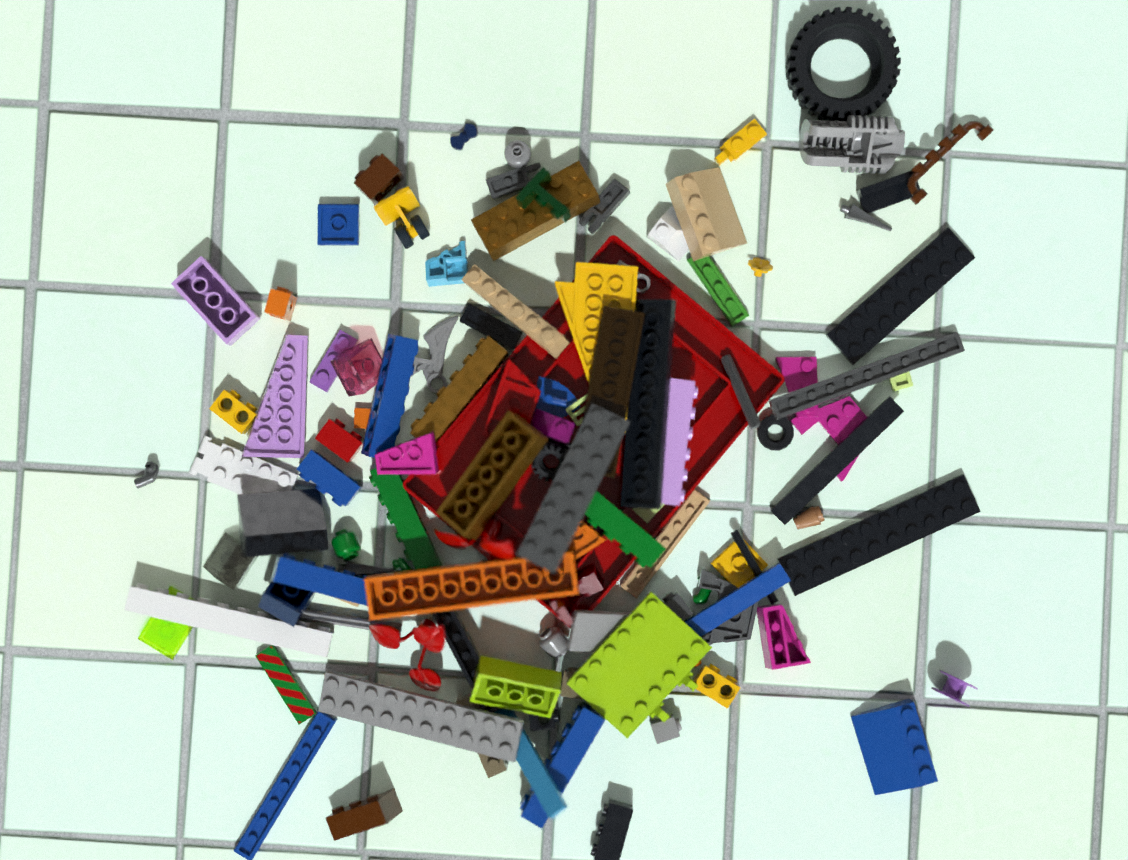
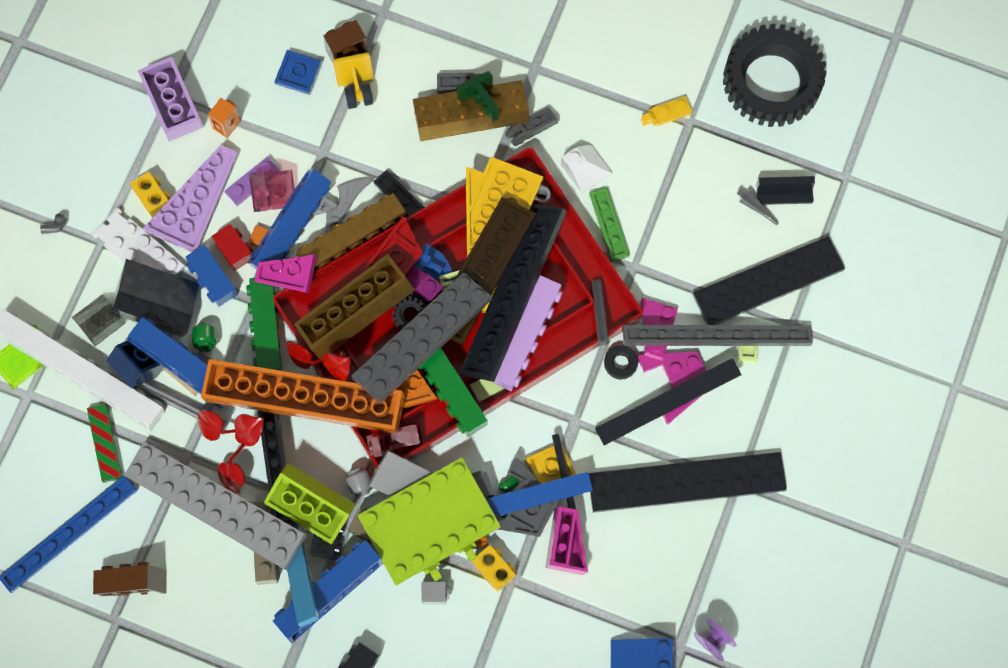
camera: 20 degrees right, 15 degrees down
(447, 267) = (379, 135): medium azure slope -> none
(469, 132) = (425, 38): dark blue piece -> none
(515, 311) = (424, 182): tan brick -> none
(516, 147) = (471, 61): light grey head -> none
(668, 538) = (497, 424): tan tile -> none
(705, 213) = (617, 156): tan slope -> none
(760, 266) = (651, 217): yellow plant -> none
(809, 518) = (630, 445): medium nougat cone -> none
(852, 144) = (765, 139): light grey connector -> none
(934, 156) = (845, 166): reddish brown bar -> none

